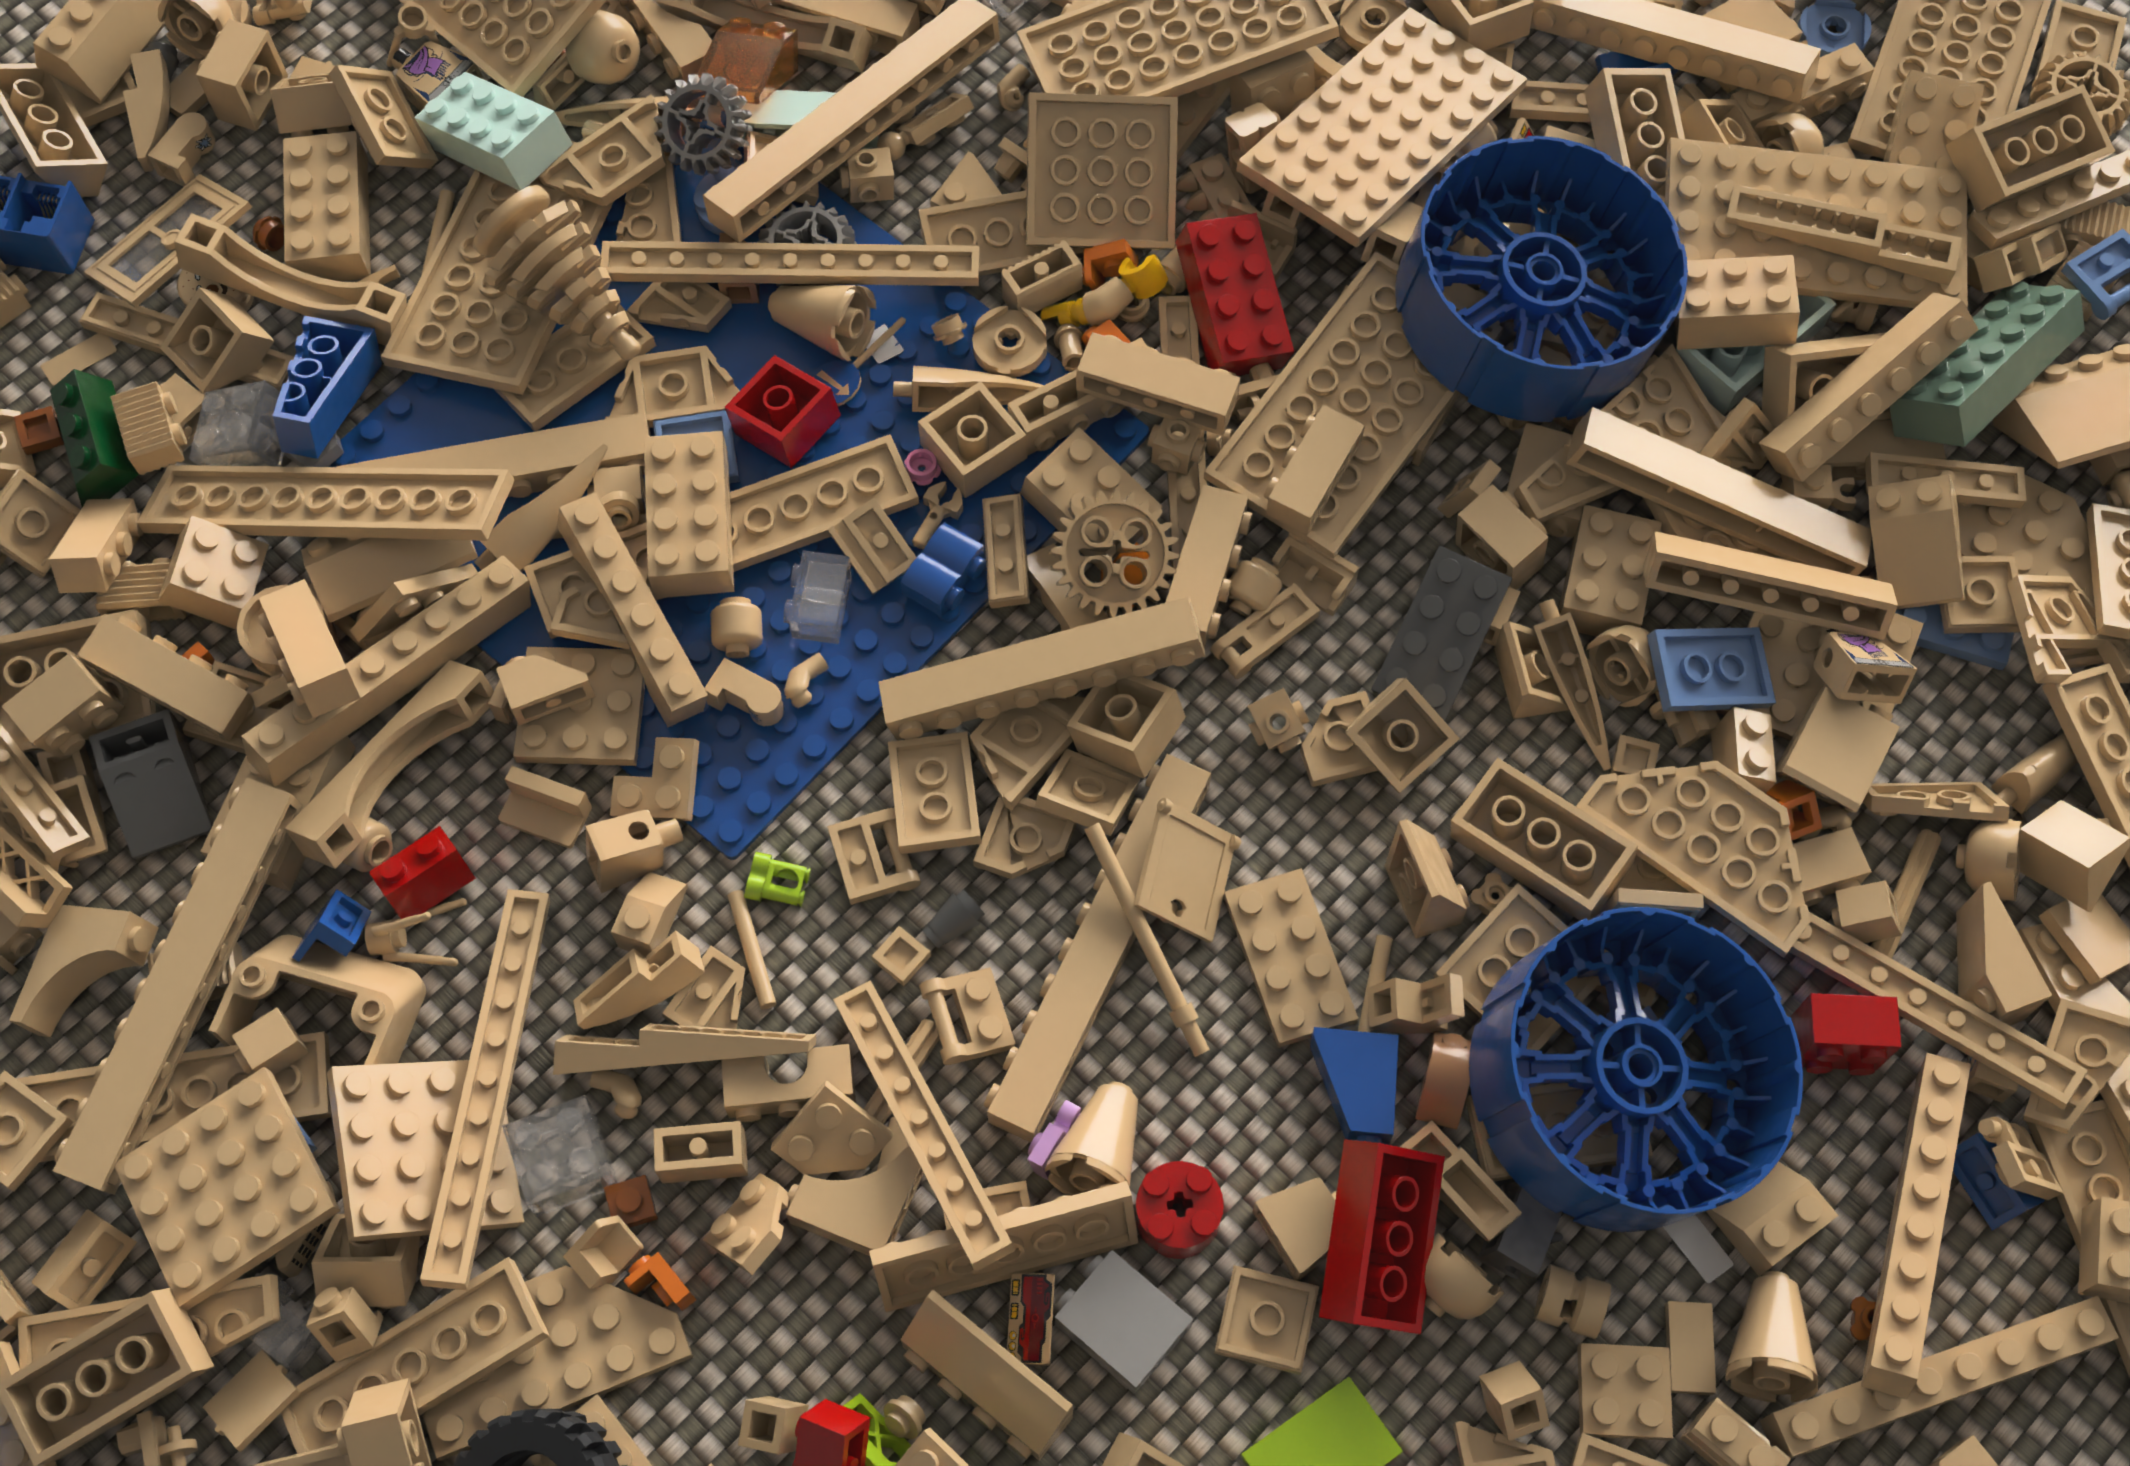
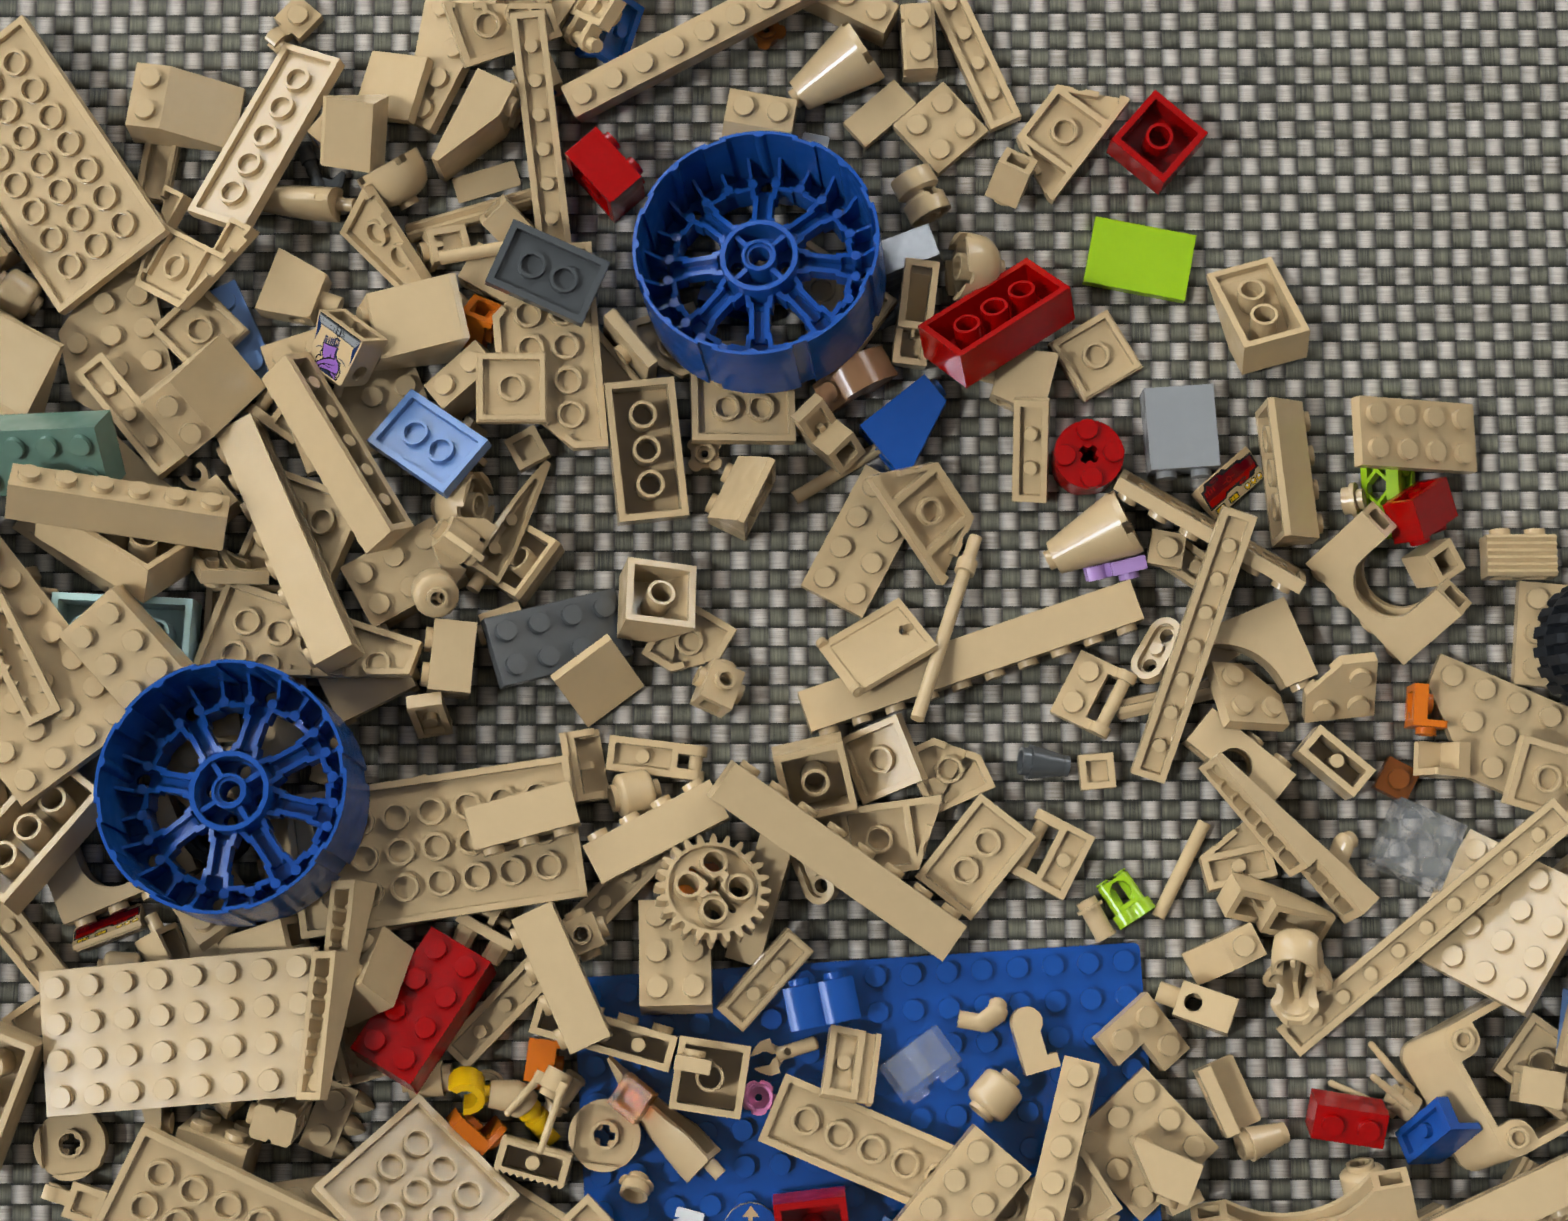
camera: 135 degrees left, 15 degrees up
(482, 799) = (1260, 1140): none -> tan cone
(568, 948) = (1297, 975): none -> tan head
(750, 1334) = (1399, 628): none -> tan arch
(786, 841) = (1095, 918): none -> tan pin
(954, 1099) = (1154, 650): none -> tan plate
(994, 416) = (693, 1061): none -> tan plate
(1015, 370) = (632, 1098): none -> clear orange plate
(1026, 1189) = (1166, 549): none -> tan plate
(1080, 324) = (554, 1086): none -> tan plant
(1234, 1163) = (1030, 449): none -> tan plate
(1265, 1020) = (926, 513): none -> tan wing
(1302, 271) = (378, 975): none -> tan brick
(1320, 227) = (332, 985): none -> tan slope
(1375, 635) = (597, 680): none -> tan tile
(1570, 557) = (433, 581): none -> tan head
(1597, 616) = (459, 542): none -> tan brick
(1702, 765) = (511, 388): none -> tan tile
(1787, 881) = (547, 273): none -> dark grey plate
(1853, 871) = (469, 253): none -> tan bar
(1892, 849) = (440, 240): none -> tan bracket
(1927, 941) = (486, 181): none -> tan sticker
(1952, 700) = (295, 291): none -> tan torso

